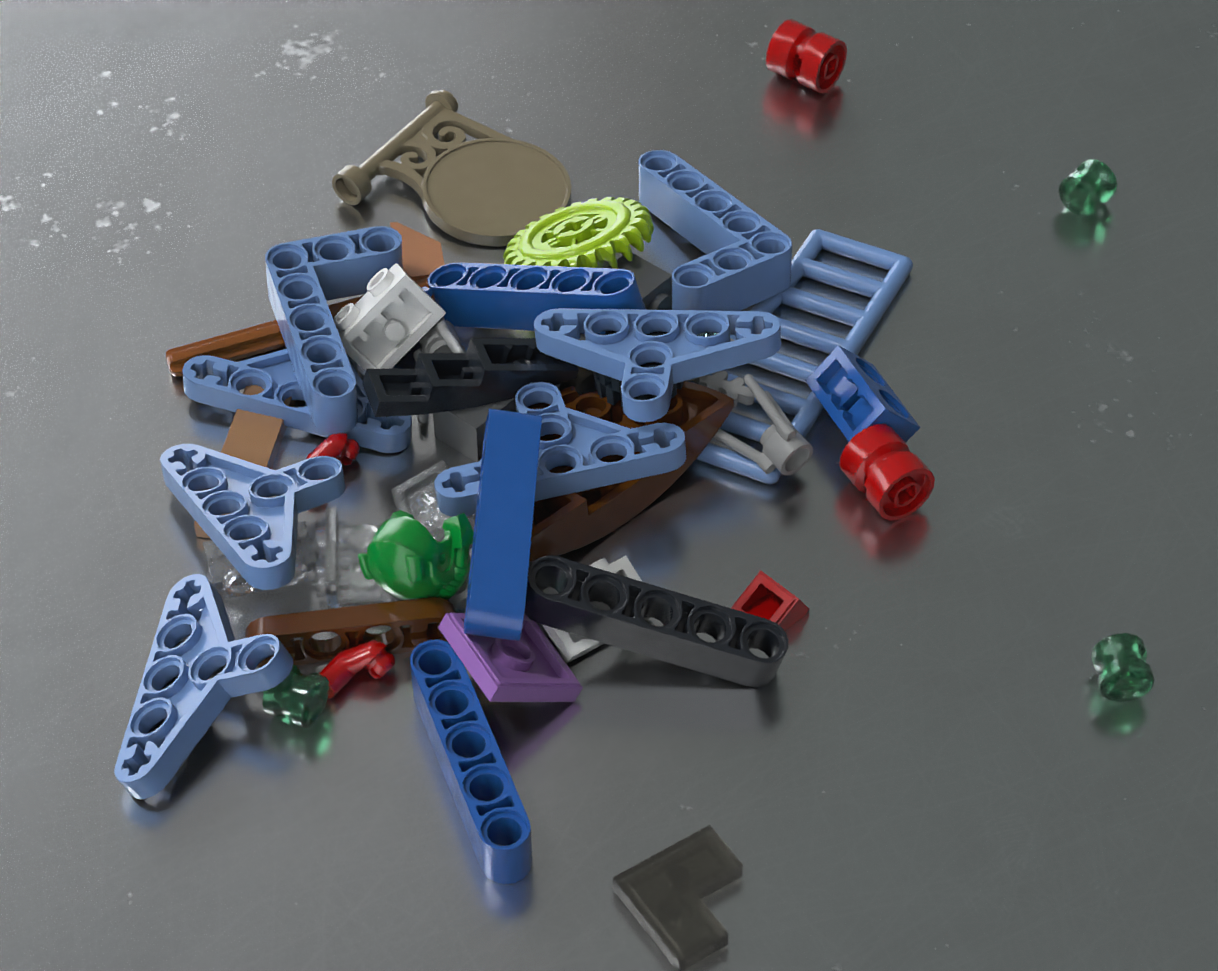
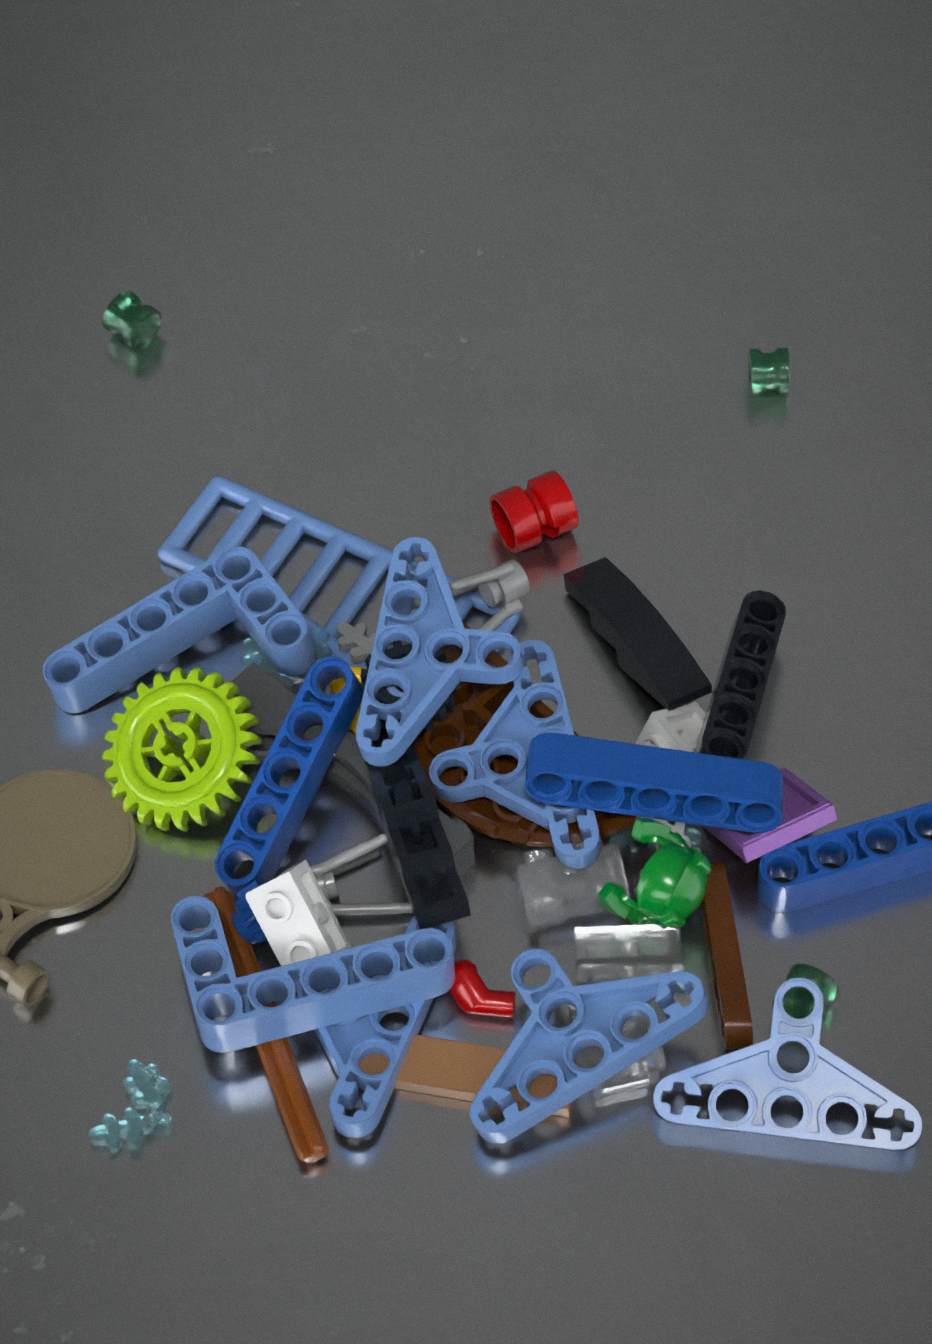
camera: 85 degrees left, 10 degrees up
(217, 259) = (146, 1096): none -> clear light blue animal
(349, 662) = (755, 955): red arm -> none
(419, 252) = (146, 920): nougat tile -> none
(729, 558) = (639, 633): none -> black slope
(771, 601) = (690, 620): red slope -> none
(858, 395) = (450, 517): blue brick -> none

